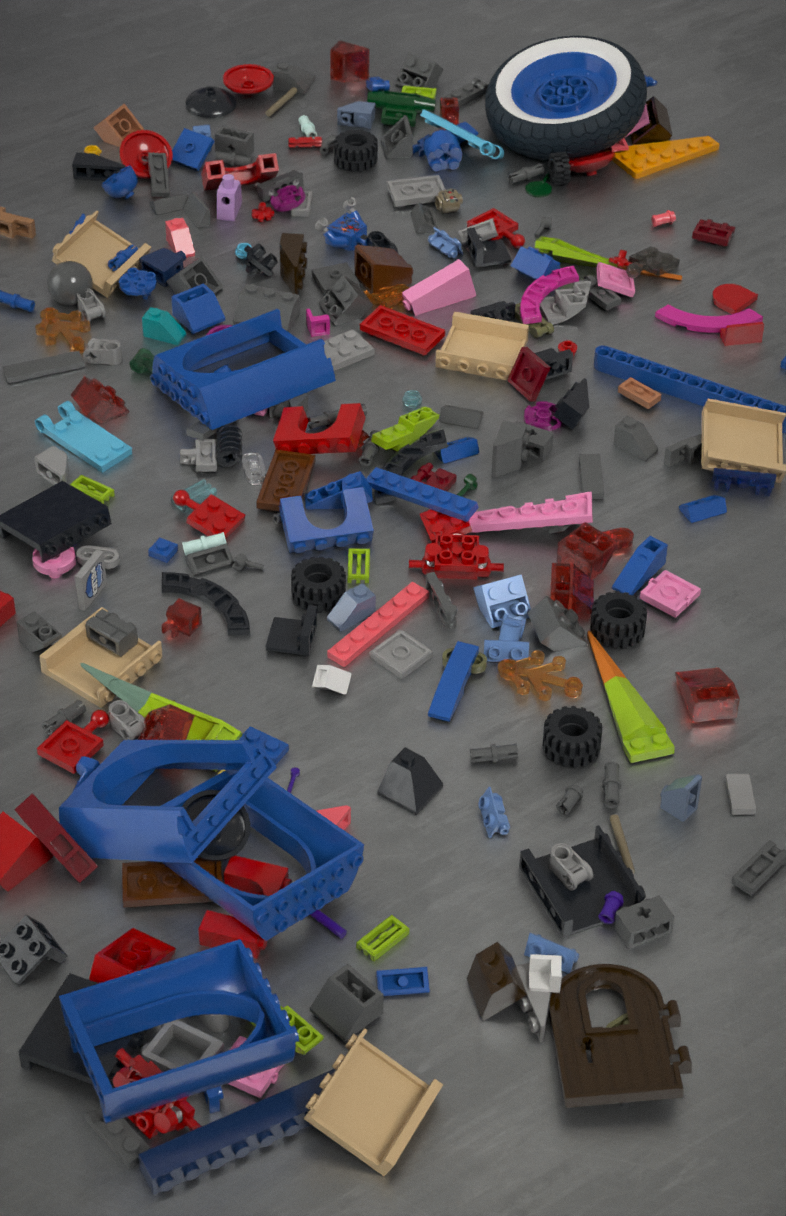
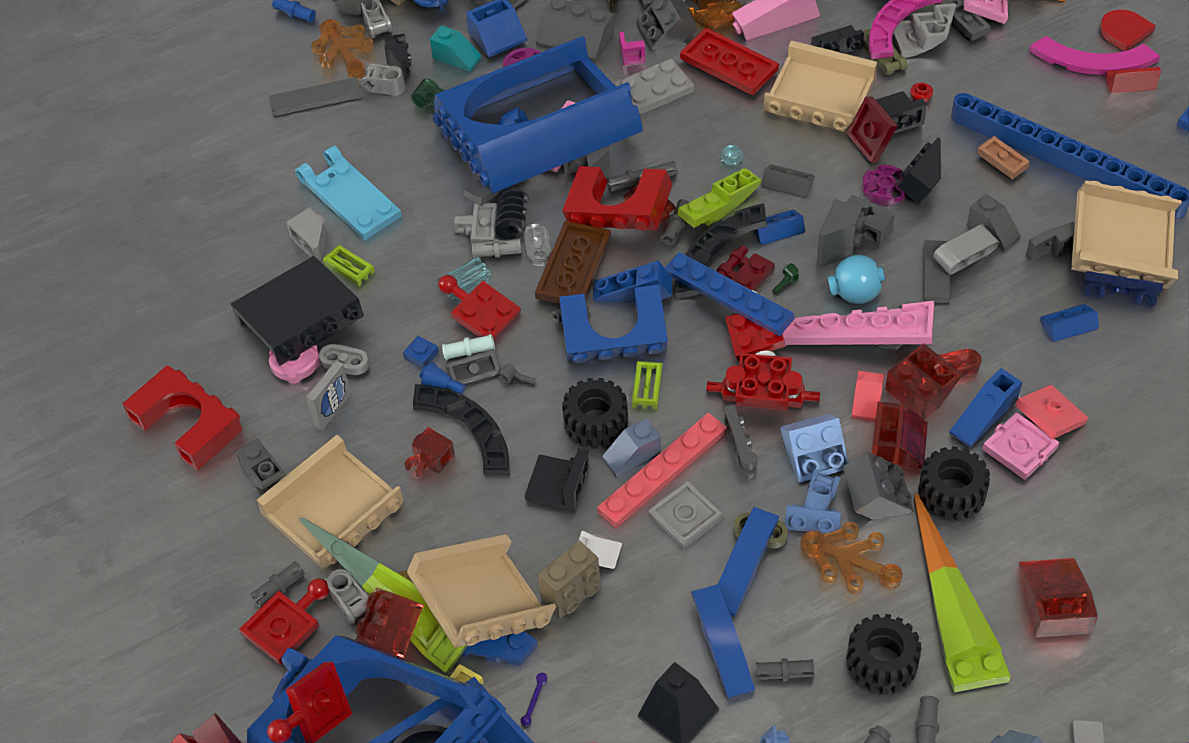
camera: 10 degrees right, 10 degrees up
(99, 401) = (370, 146): clear red slope -> none
(112, 632) = (345, 470): dark grey brick -> none
(113, 329) = (397, 53): none -> black hand
(116, 782) = (317, 706): none -> red plate
(180, 565) = (435, 376): none -> blue cone
(219, 472) = (496, 248): none -> light grey pin
(235, 706) = (477, 591): none -> tan panel
(311, 697) = (570, 579): none -> dark tan brick
(441, 736) = (722, 641): none -> blue slope
(526, 482) = (857, 279): none -> medium azure brick
(542, 565) = (867, 393): none -> coral slope
(614, 458) = (965, 249): none -> light grey beam
(693, 568) = (1051, 411): none -> coral plate

